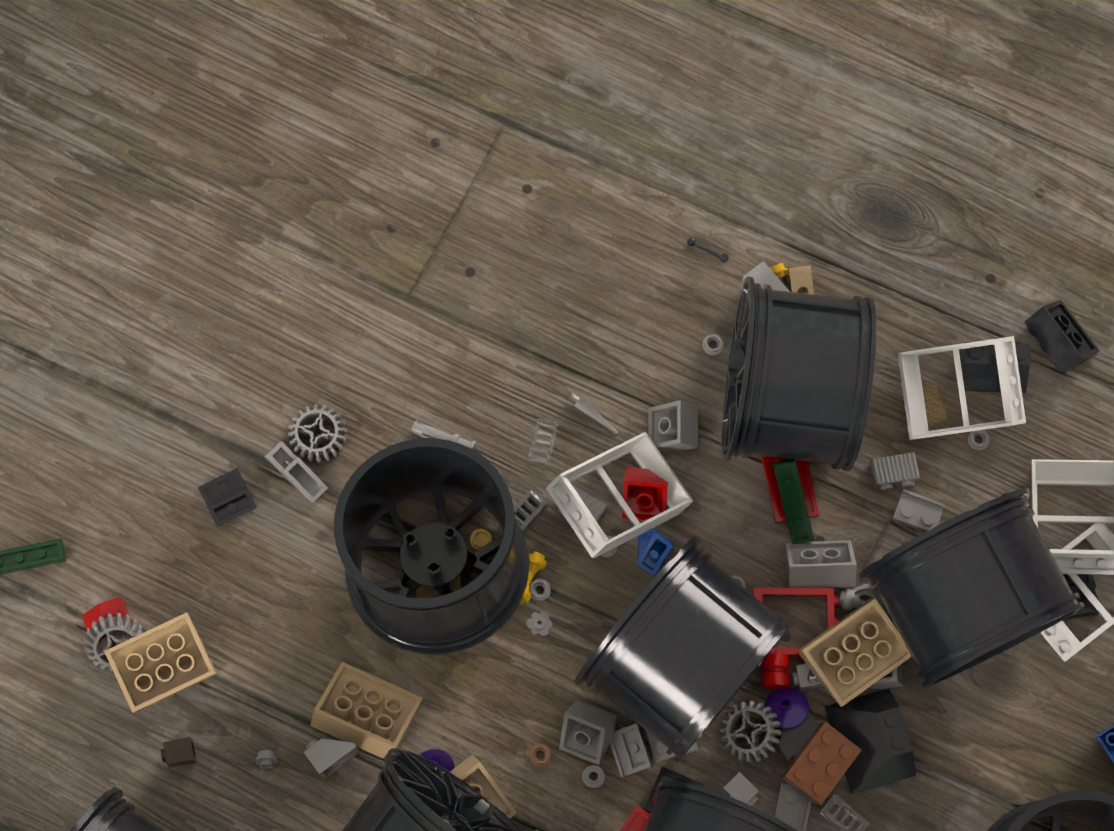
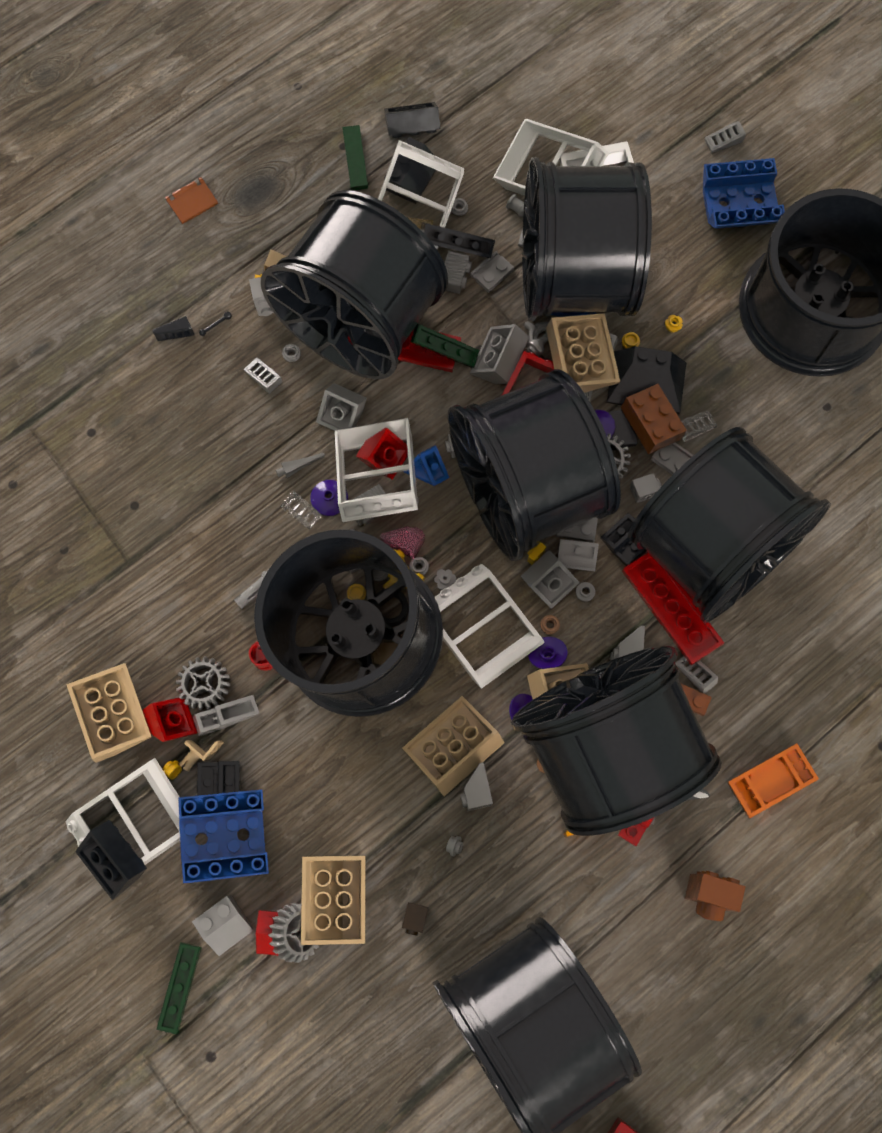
camera: 65 degrees left, 0 degrees up
(93, 570) = (223, 925): none -> light grey slope
(108, 433) = (110, 859): none -> black slope
(160, 536) = (220, 819): none -> blue slope
(187, 462) = (163, 790): none -> white window
(219, 447) = (172, 769): none -> yellow plate
(246, 358) = (109, 712): none -> tan slope
(246, 463) = (197, 752): none -> tan bracket
(265, 419) = (169, 719): none -> red slope
(484, 726) = (510, 655): none -> white window
(511, 759) = (552, 647): none -> dark purple dish
(560, 563) = (406, 539): none -> clear pink slope
(563, 452) = (325, 505): none -> dark purple dish
(609, 706) = (536, 553): none -> yellow plate
(669, 343) = (272, 384): none -> light grey slope
(681, 216) = (173, 330): none -> black slope
(838, 153) = (191, 200): none -> dark orange piece
(910, 701) = (630, 340): none -> yellow plate
(927, 455) = (458, 240): none -> black brick
(950, 740) = (673, 327): none -> yellow plate
(981, 298) = (355, 157): none -> dark green tile

